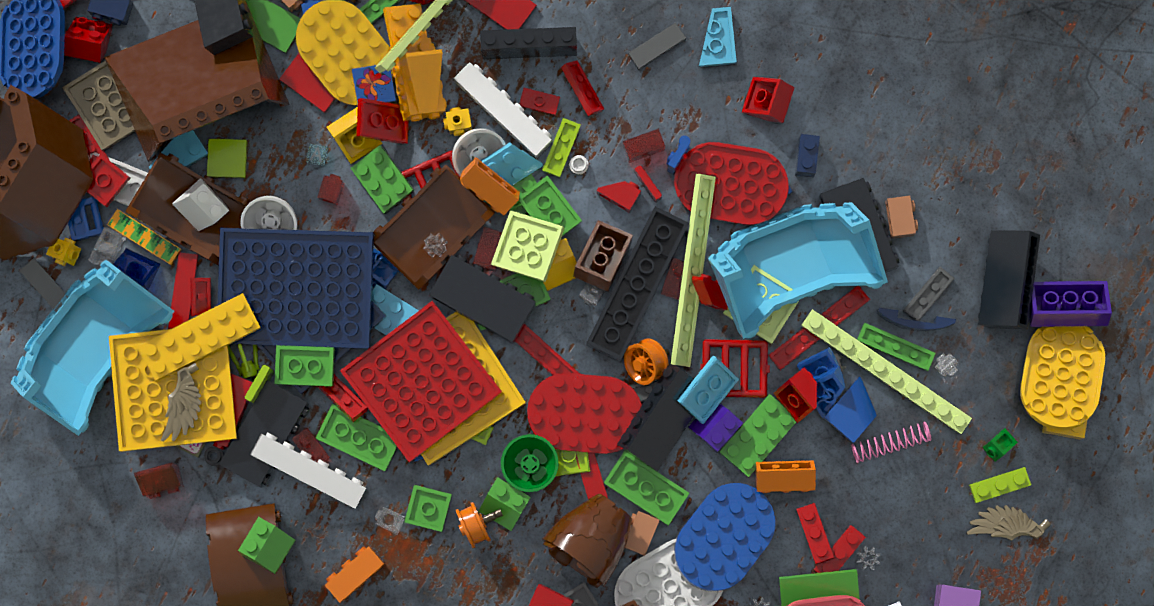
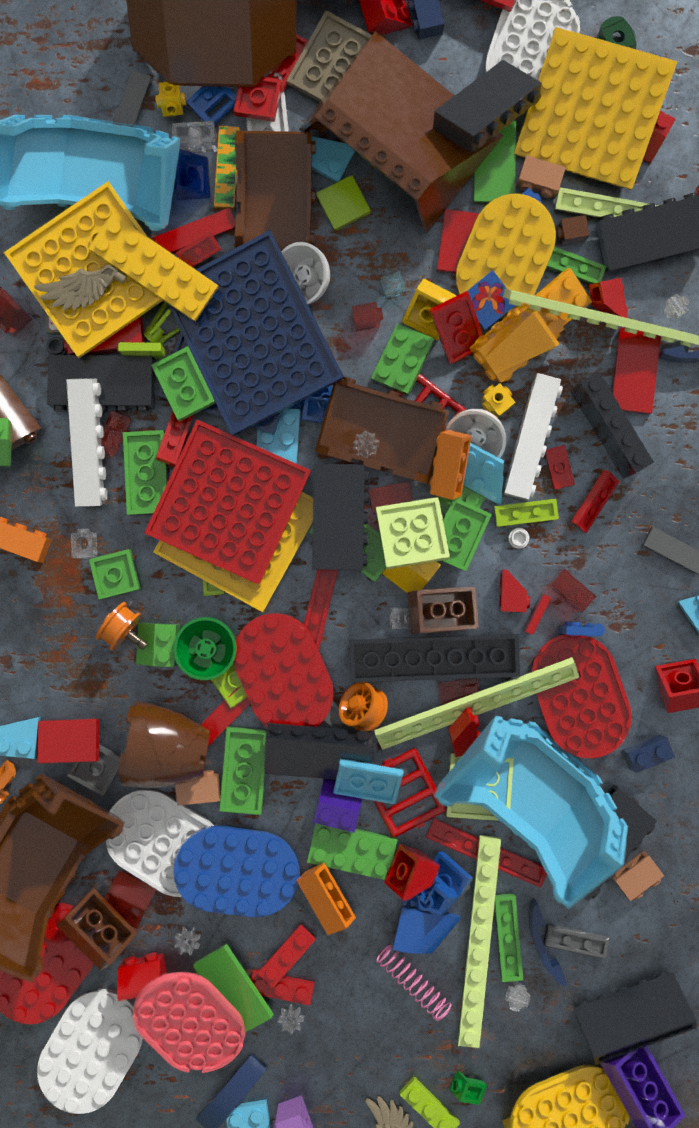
camera: 60 degrees right, 5 degrees up
(201, 205) = (283, 201): white slope -> none

